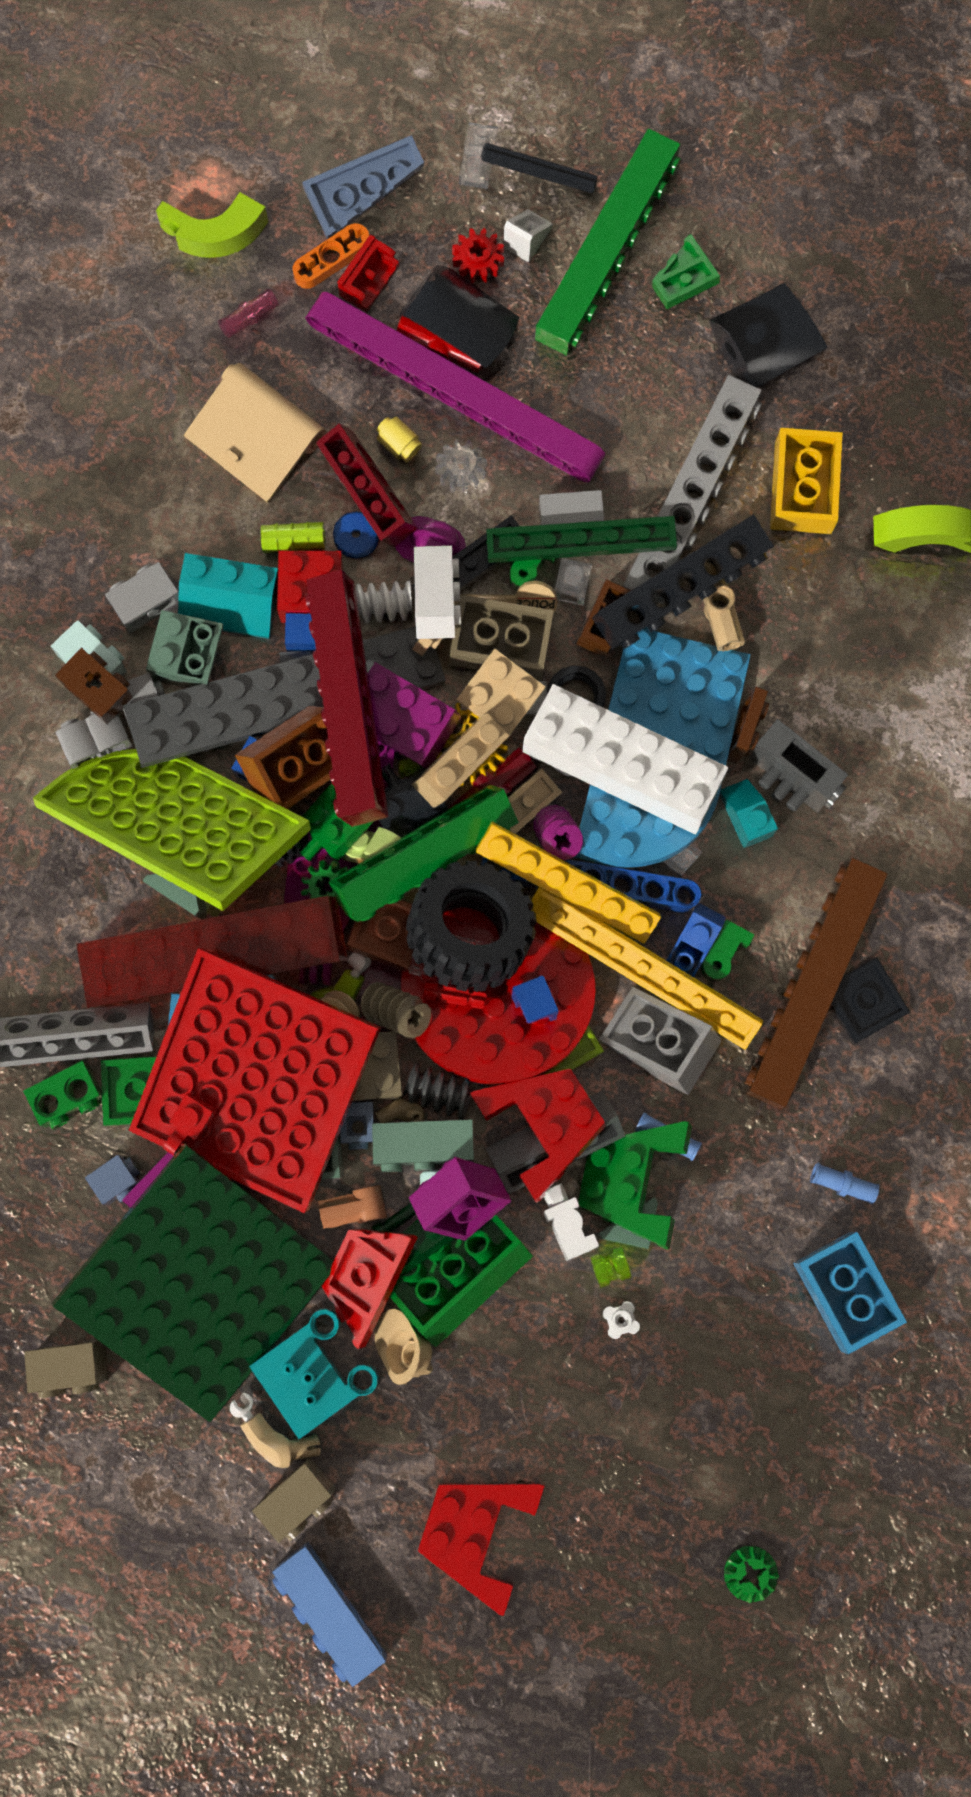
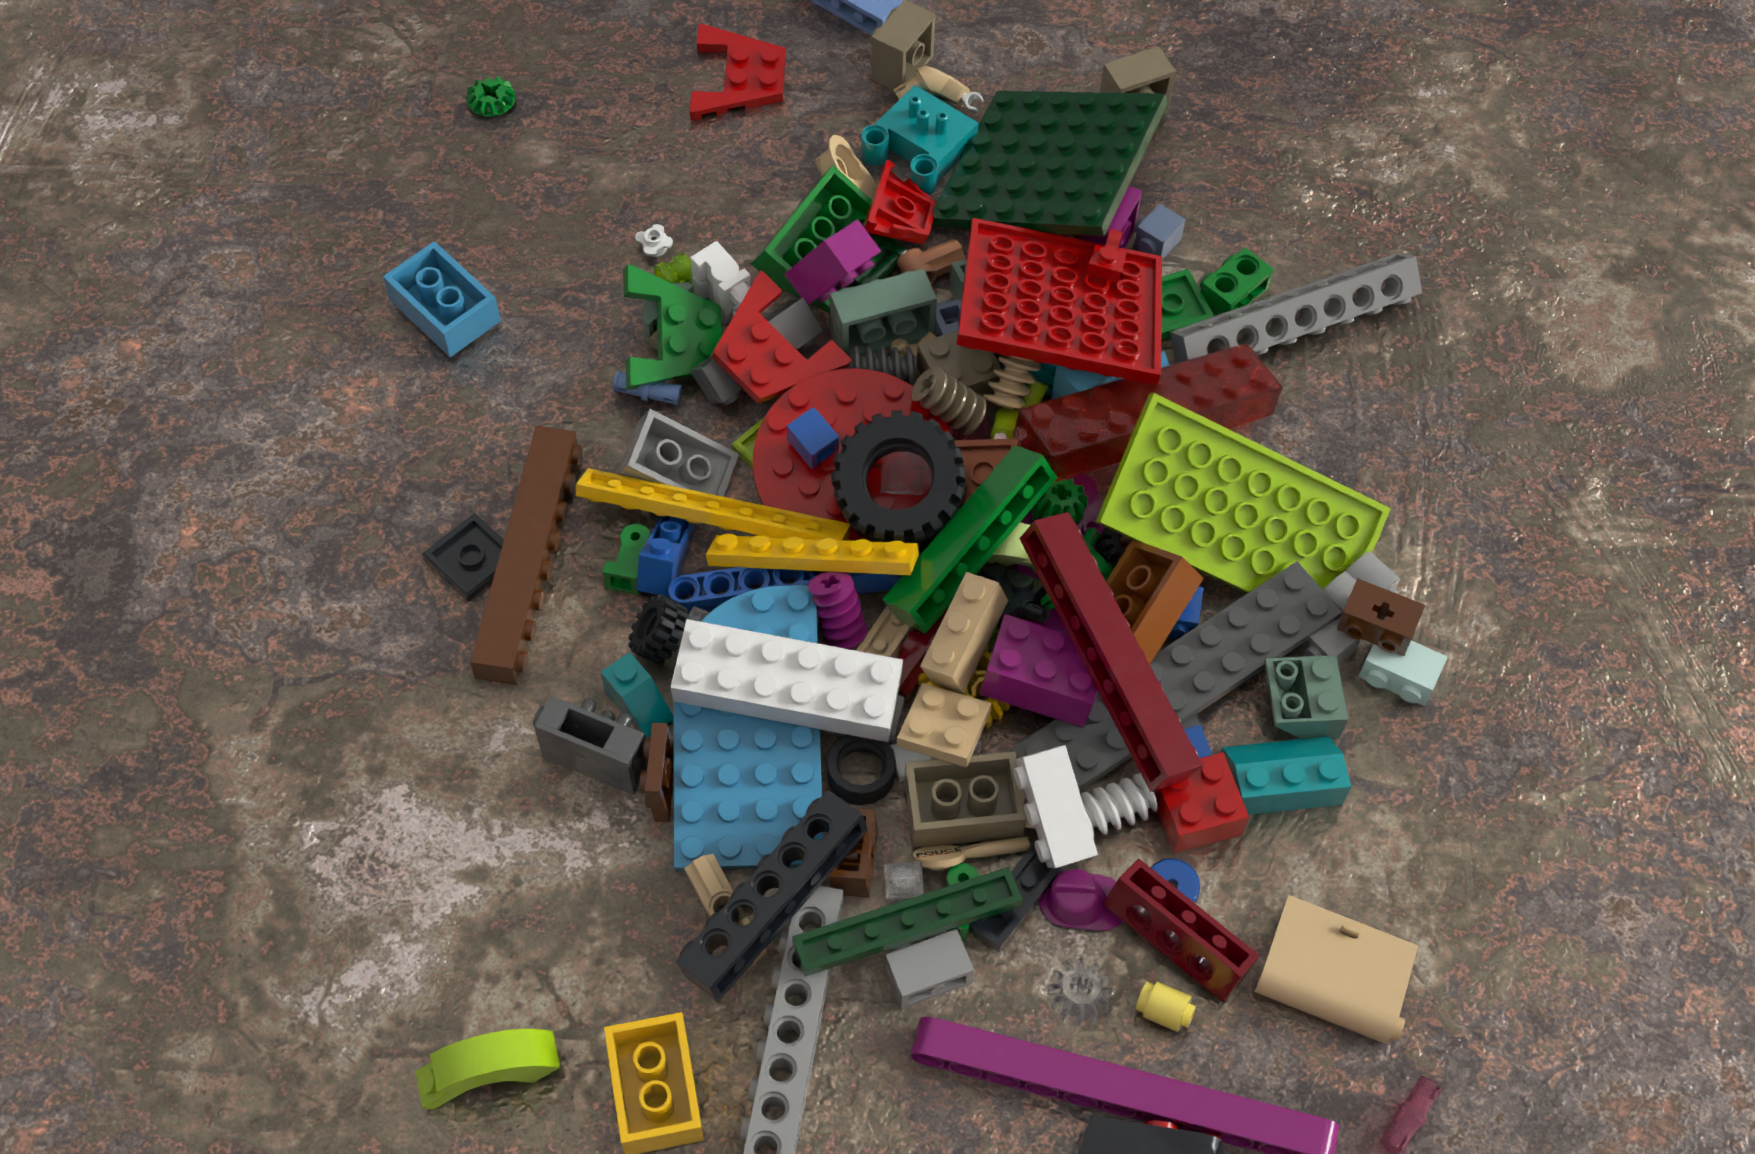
camera: 165 degrees right, 20 degrees down
(143, 596) = (1377, 743): light grey brick -> none
(293, 537) = (1241, 855): lime axle -> none
(717, 861) = (658, 629): none -> black tyre
(844, 1183) = (462, 390): medium blue pin -> none

